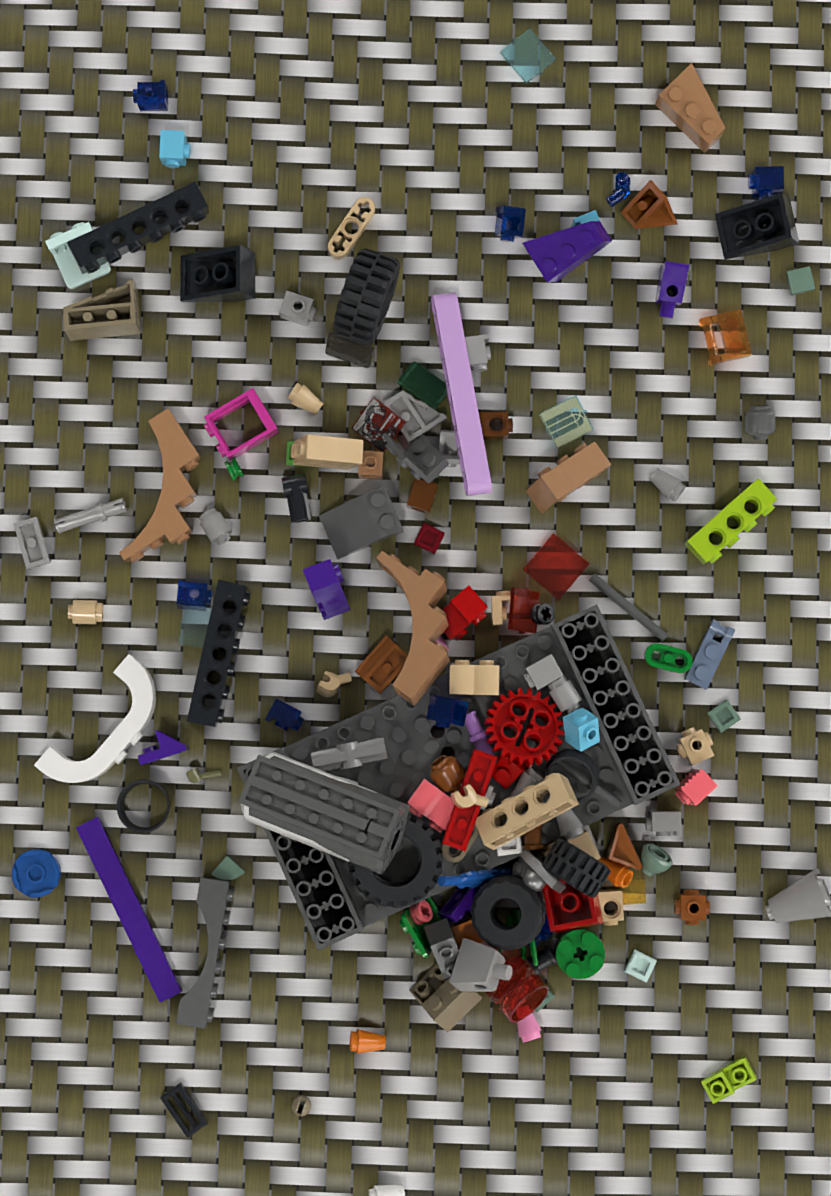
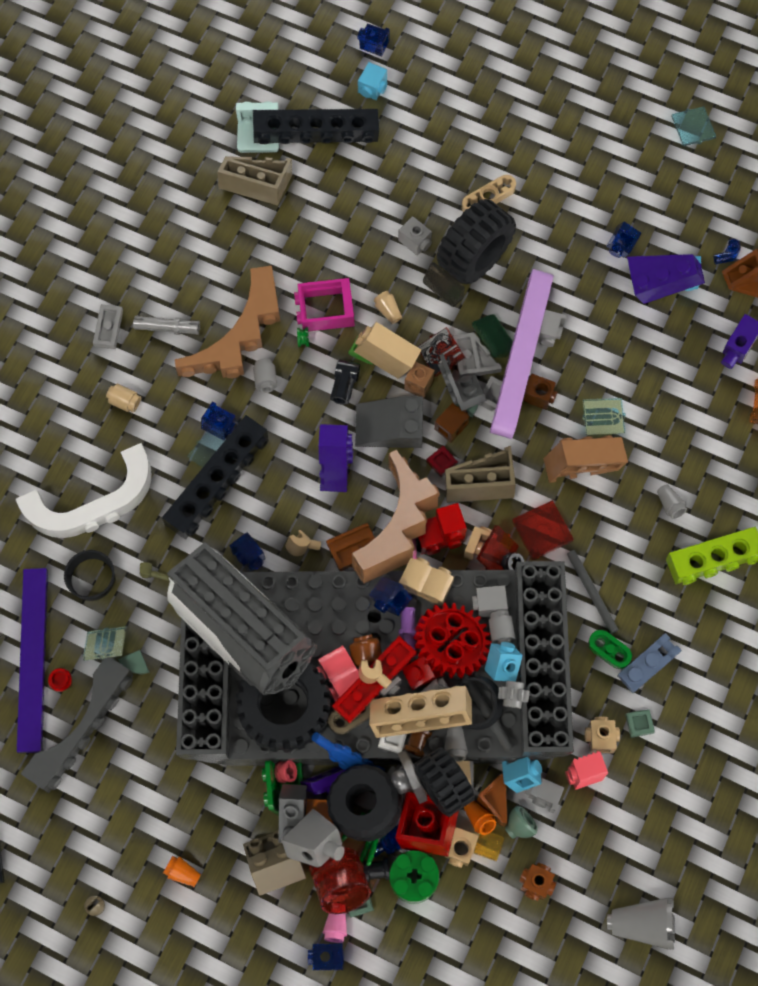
camera: 25 degrees right, 15 degrees down
(165, 917) = (60, 679): none -> red plate
(168, 747) = (134, 537): dark purple slope -> none
(191, 866) = (104, 643): none -> clear light blue piece
(218, 275) = (363, 186): black slope -> none
(349, 755) = (291, 599): light grey piece -> none
(478, 542) = (482, 479): none -> dark tan wedge
(533, 1048) = (336, 960): none -> clear blue brick
(605, 758) = (513, 694): none -> light grey gear
(637, 817) = (522, 774): none -> medium azure brick
(640, 965) = (466, 918): light aqua tile -> none

